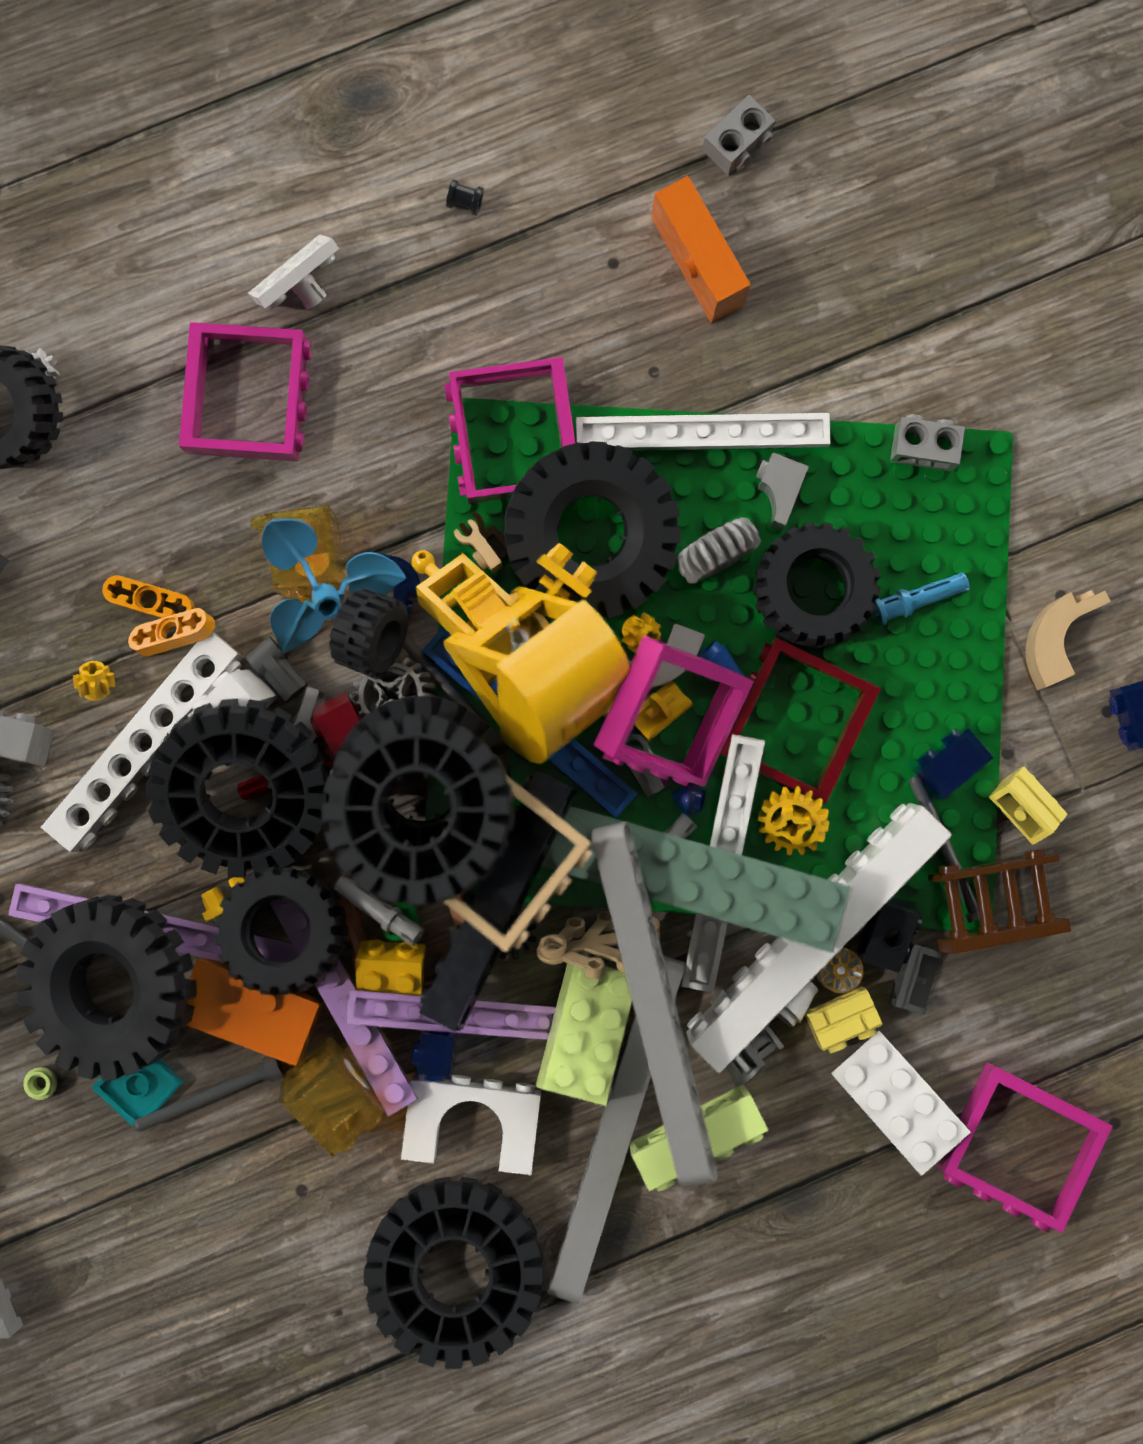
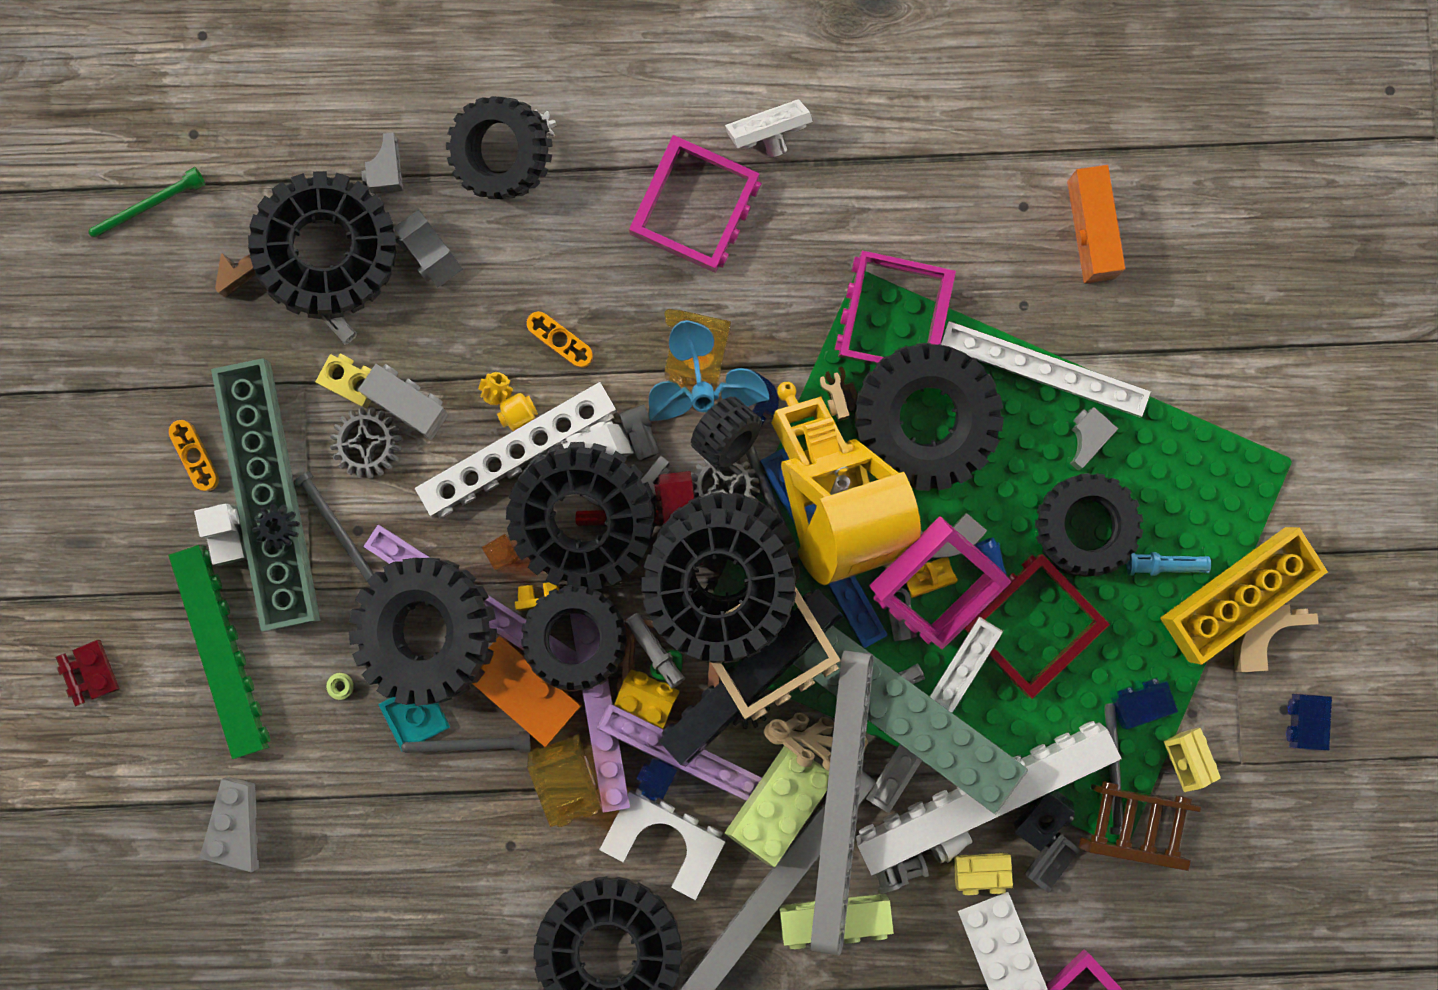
camera: 25 degrees right, 0 degrees up
(127, 697) = (517, 411): none -> yellow head
(151, 636) = (578, 380): light orange beam -> none
(166, 864) = (500, 552): none -> clear orange brick
(464, 197) = (925, 112): black bush -> none
(554, 563) = (904, 453): yellow hips -> none
(636, 628) = (934, 507): yellow gear -> none
(690, 799) = (927, 655): clear blue plate -> none
(718, 550) = (1021, 468): light grey gear -> none
(733, 132) = (1159, 138): light grey brick -> none
(797, 816) = (1004, 701): yellow gear -> none
(842, 972) = (995, 834): wheel -> none
(927, 451) = (1217, 450): light grey brick -> none
(1017, 600) = (1244, 595): none -> yellow brick

